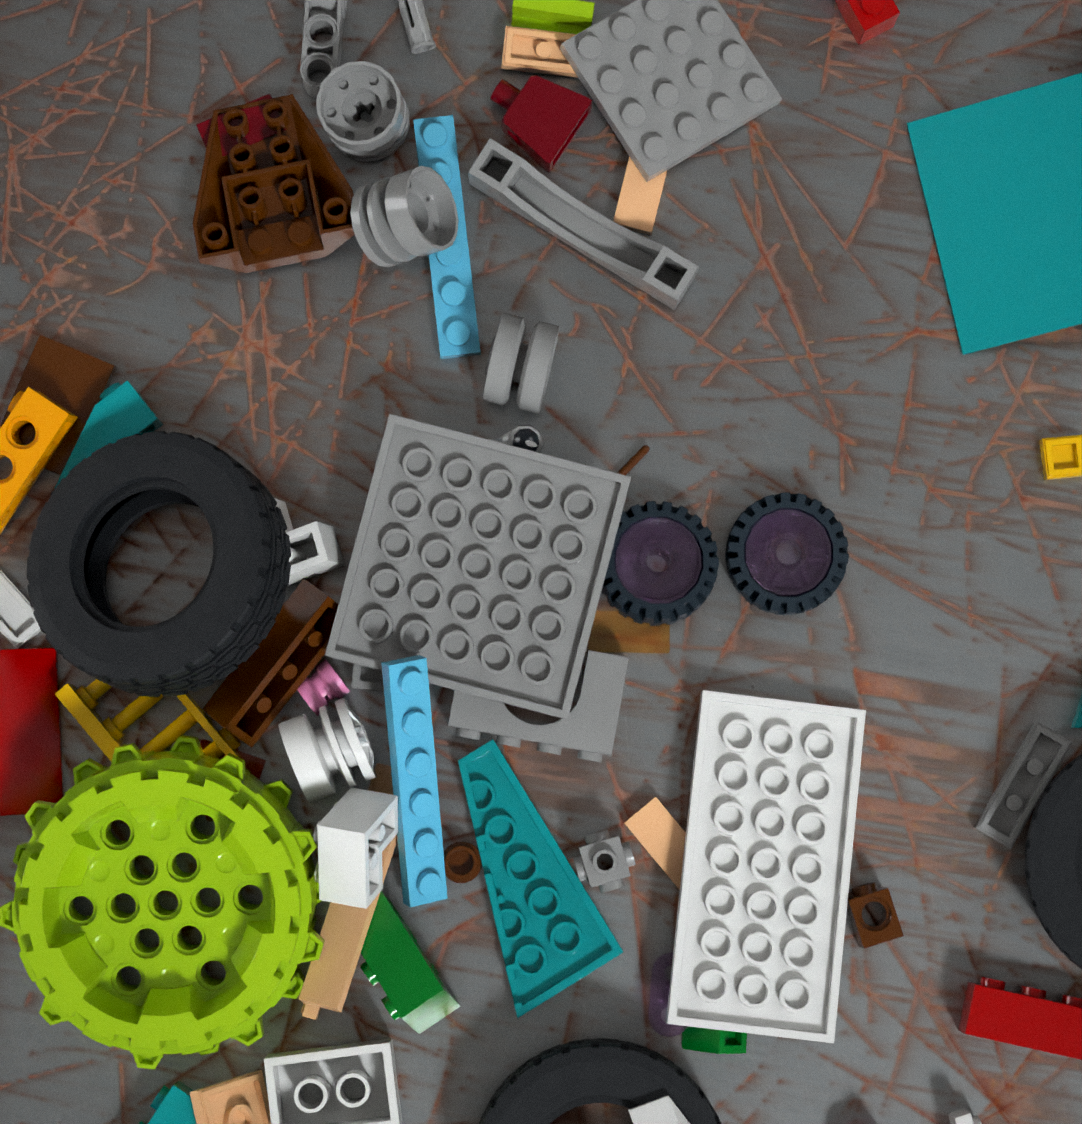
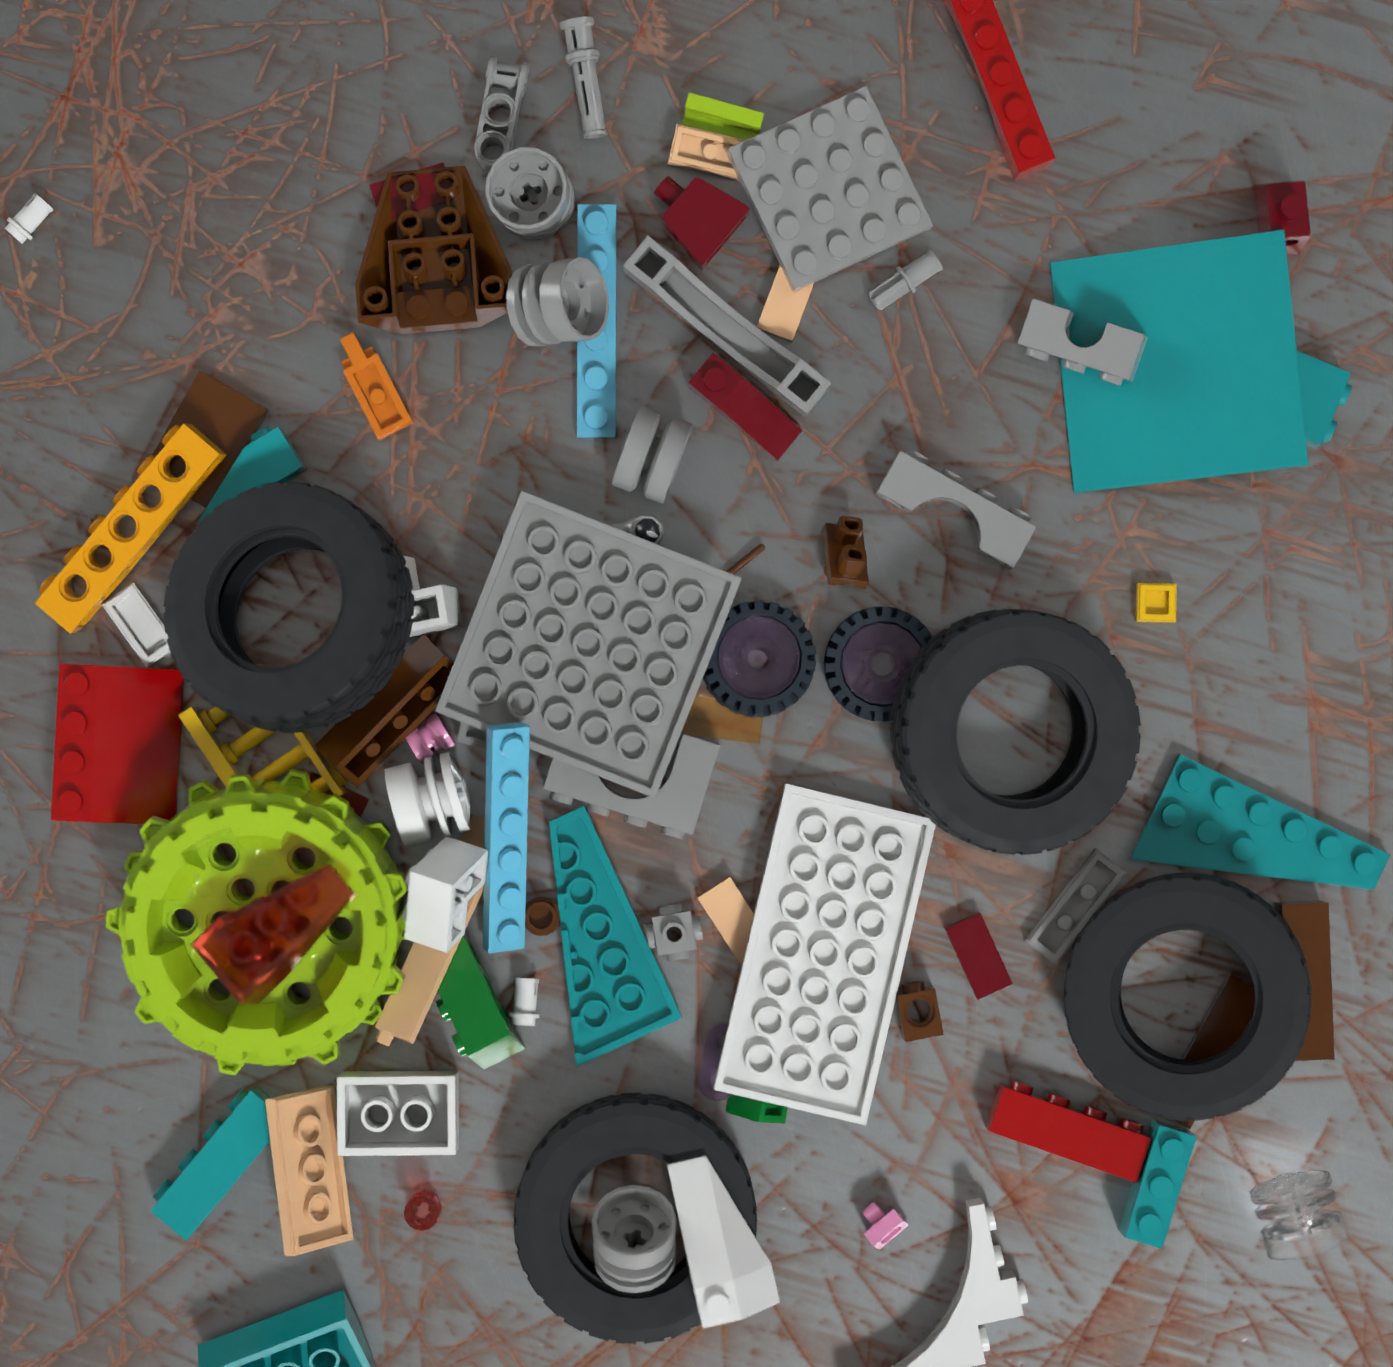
camera: 10 degrees right, 5 degrees up
(173, 914) = (269, 937): none -> clear red wedge
(224, 332) = (374, 389): none -> orange hinge
(454, 955) = (525, 1002): none -> white pin
(609, 304) = (744, 406): none -> dark red slope
(734, 441) = (845, 553): none -> reddish brown hips
(760, 157) = (905, 280): none -> light grey axle
(891, 401) = (1000, 532): none -> light grey arch
(928, 849) = (978, 956): none -> dark red tile
(986, 206) = (1114, 354): none -> light grey arch
(1026, 586) = (1100, 745): none -> black tyre

